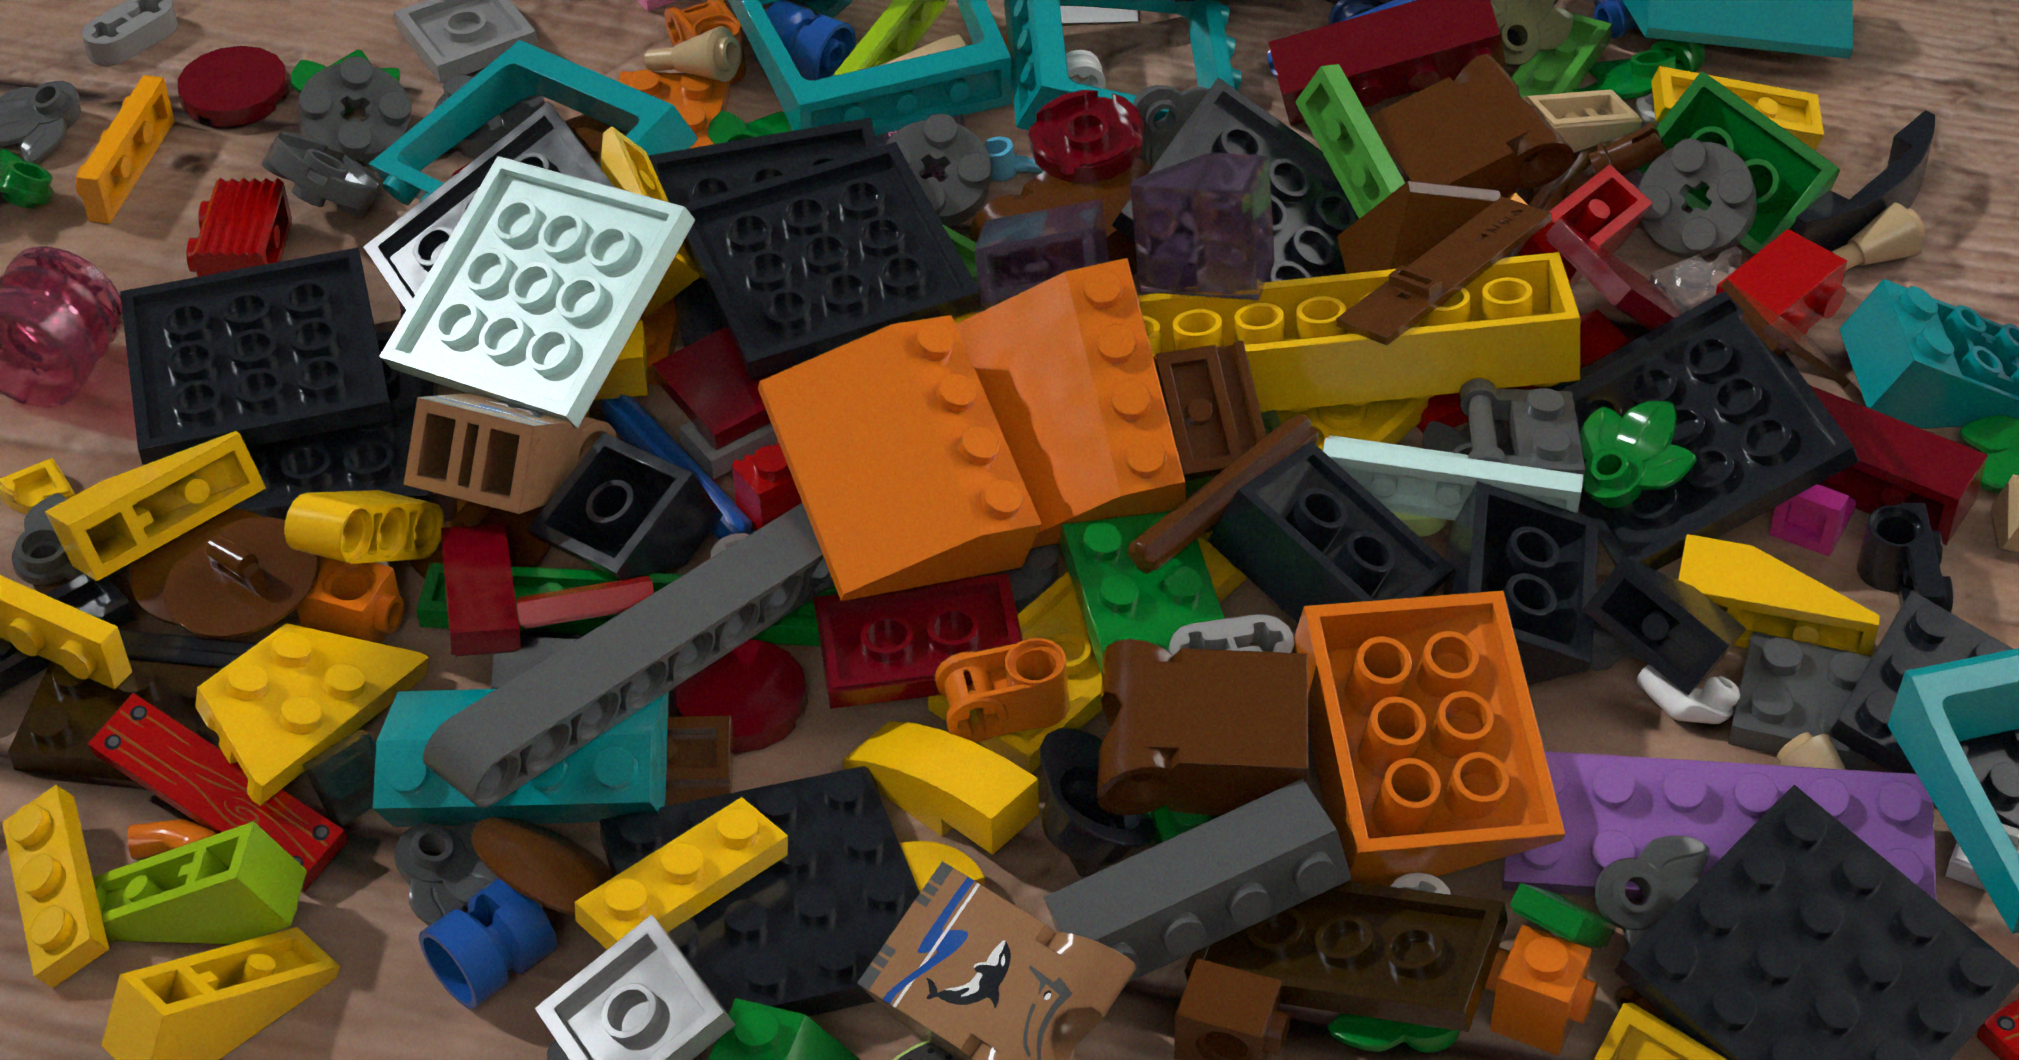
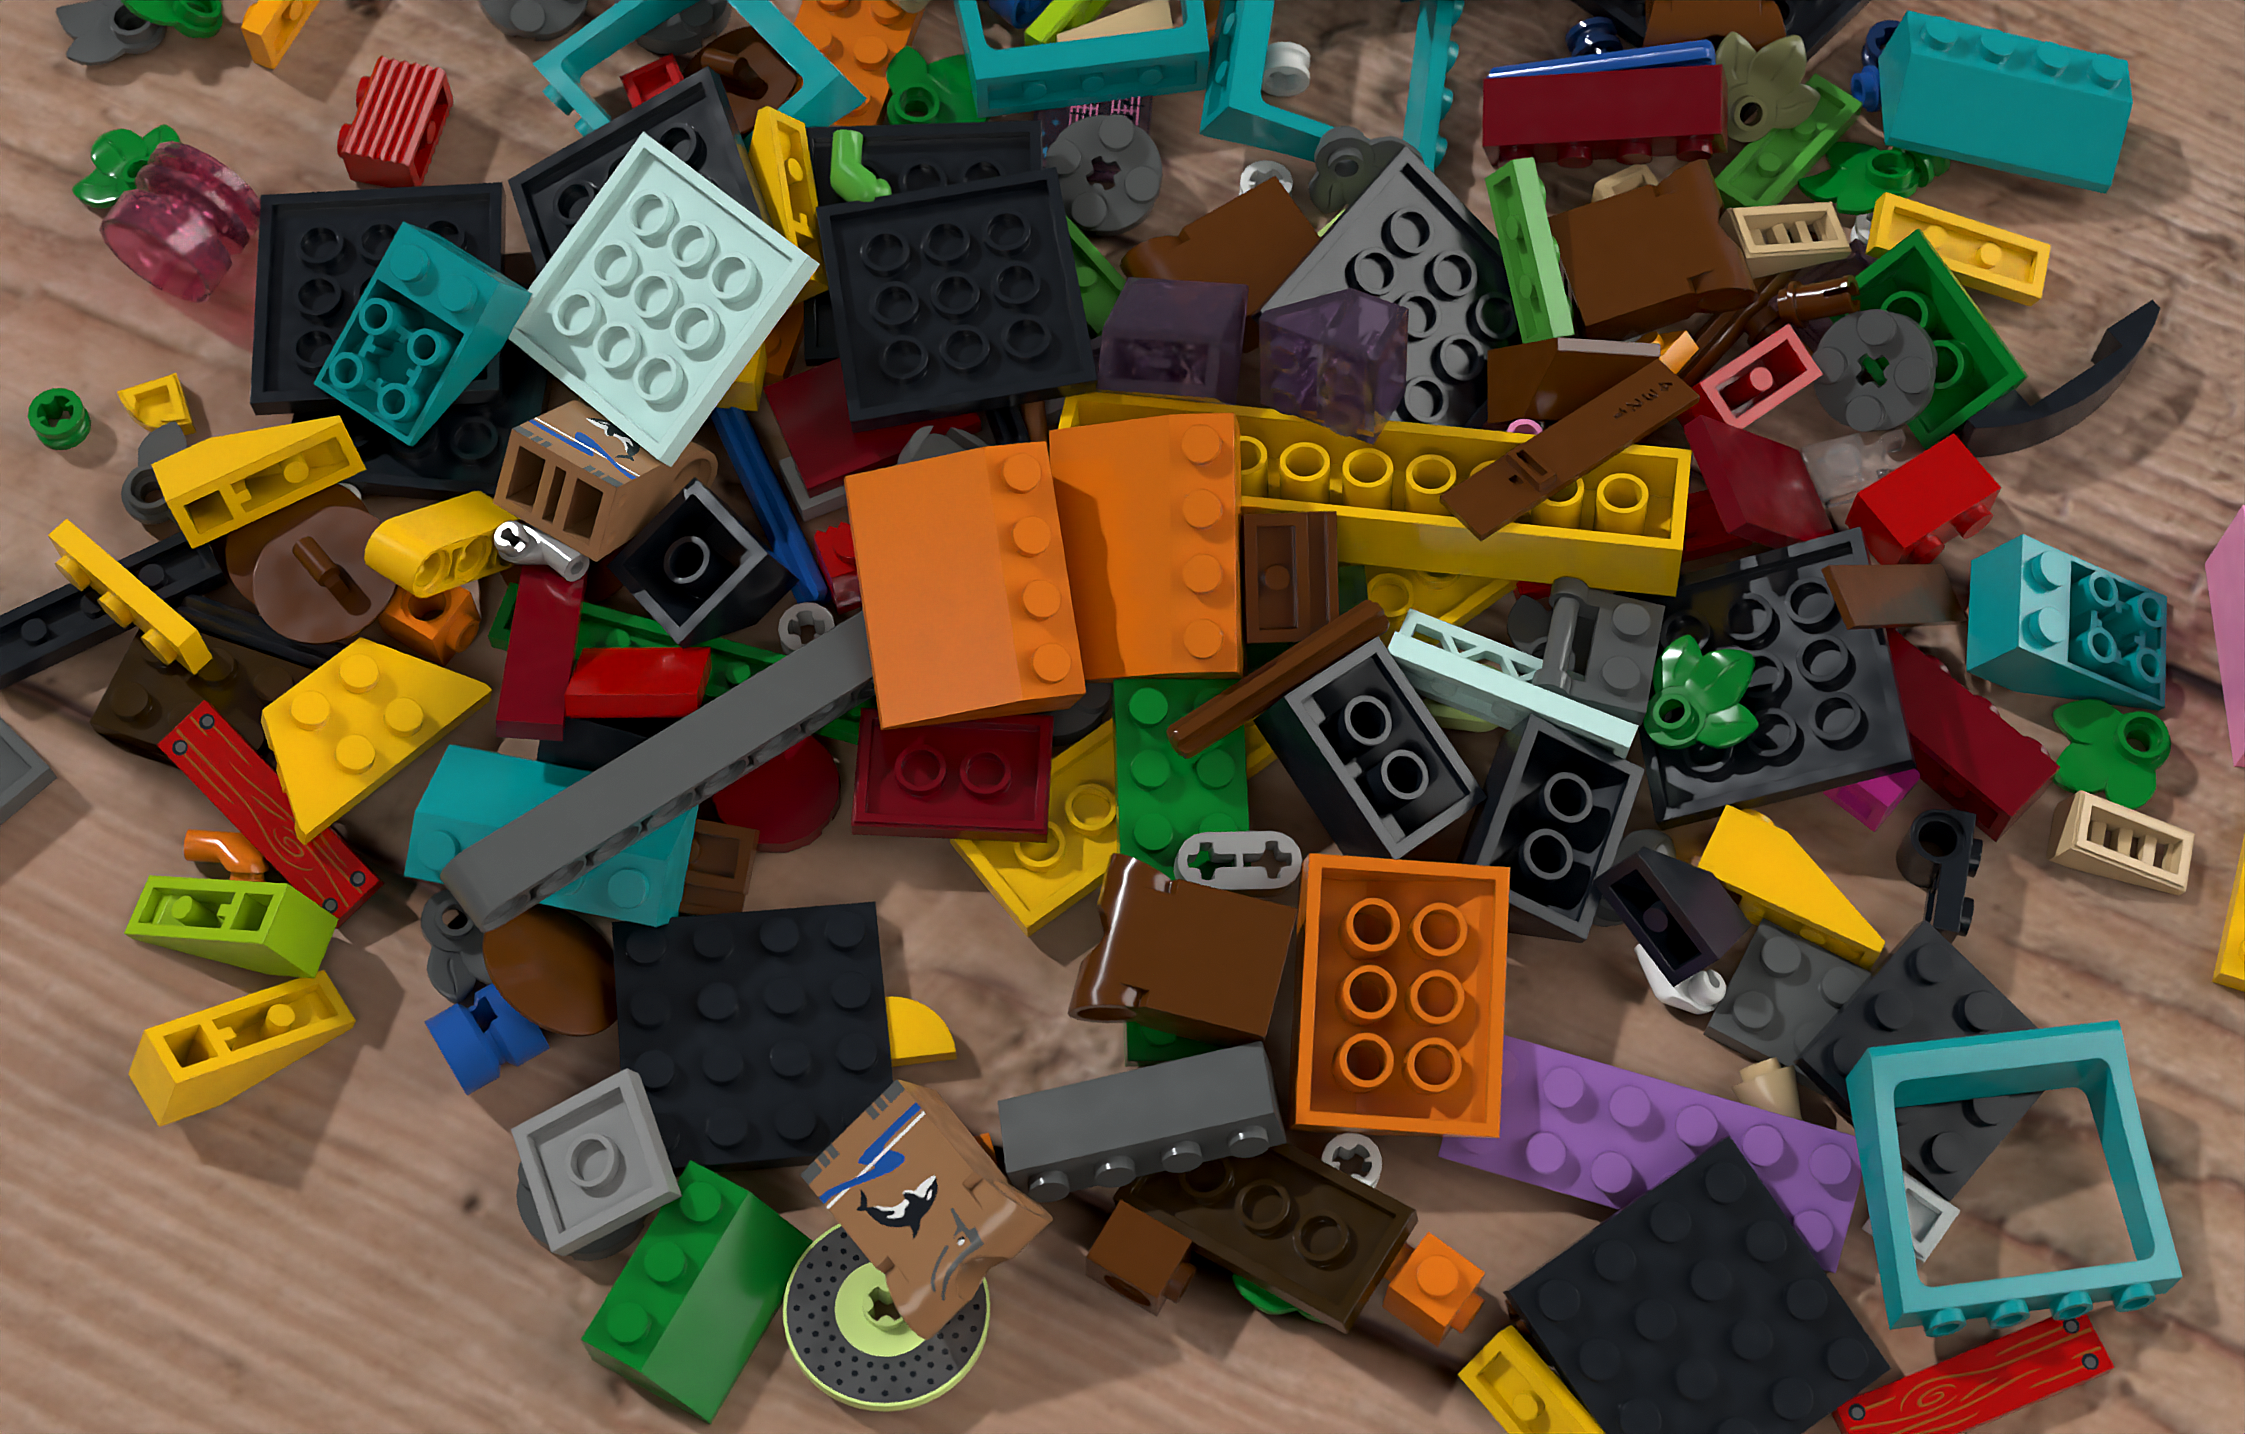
camera: 10 degrees right, 20 degrees up
(54, 886) = (112, 884): yellow plate -> none
(305, 356) = (420, 333): none -> teal slope
(319, 175) = (484, 63): dark grey plate -> none
(345, 777) = (388, 818): clear smoke tile -> none
(453, 517) = (530, 546): none -> light grey arm
(684, 874) = (671, 1013): yellow plate -> none
(696, 178) = (847, 174): none -> bright green arm
(949, 782) = (942, 937): yellow slope -> none
(1005, 162) = (1186, 167): medium azure hand -> none
(1011, 689) = (1009, 858): orange piece -> none
(1072, 811) = (1053, 967): black piece -> none
(1086, 136) = (1258, 183): dark red tile -> none
(1562, 916) = (1473, 1221): green tile -> none
(1663, 874) = (1585, 1196): dark grey plate -> none
(1888, 237) = (2058, 450): tan cone -> none

